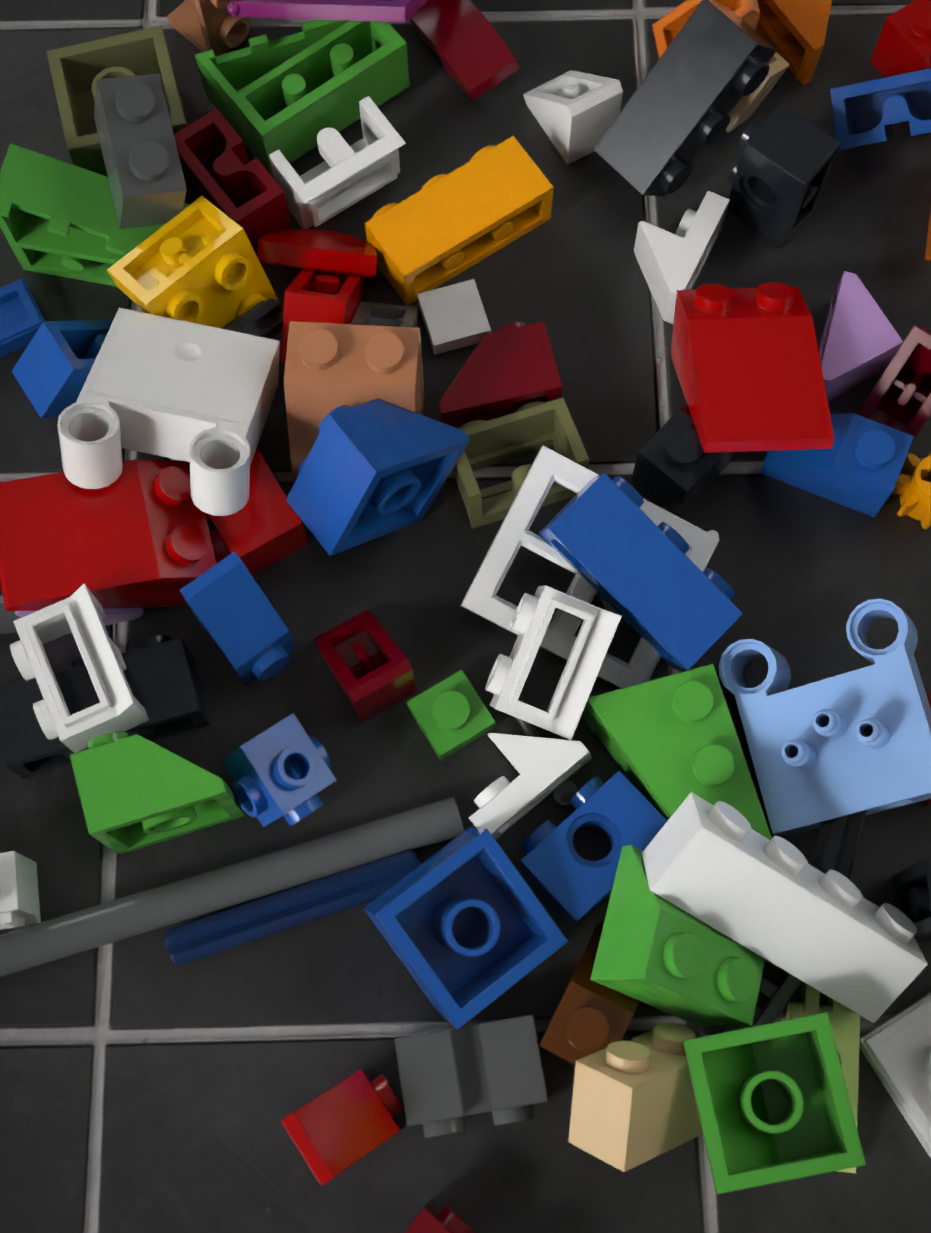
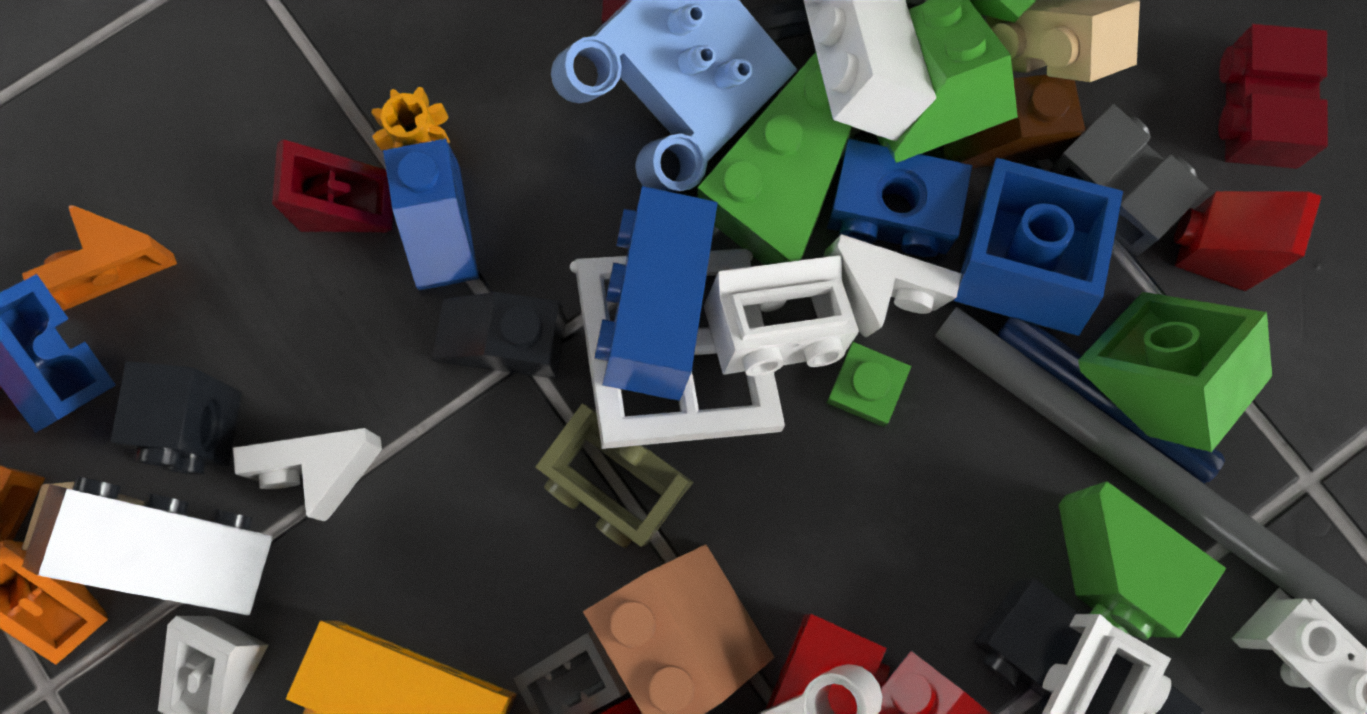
camera: 125 degrees left, 5 degrees up
(240, 620) = (935, 602): blue slope -> none
(273, 973) = (1182, 366): none -> bright green slope
(279, 773) = (1028, 477): blue brick -> none
(367, 665) = (884, 479): dark red slope -> none
(372, 472) = (734, 579): blue slope -> none
(453, 316) = (503, 636): white tile -> none
(502, 375) = (540, 540): dark red slope -> none
(751, 368) = (406, 317): red slope -> none
(855, 339) = (308, 268): lavender slope -> none

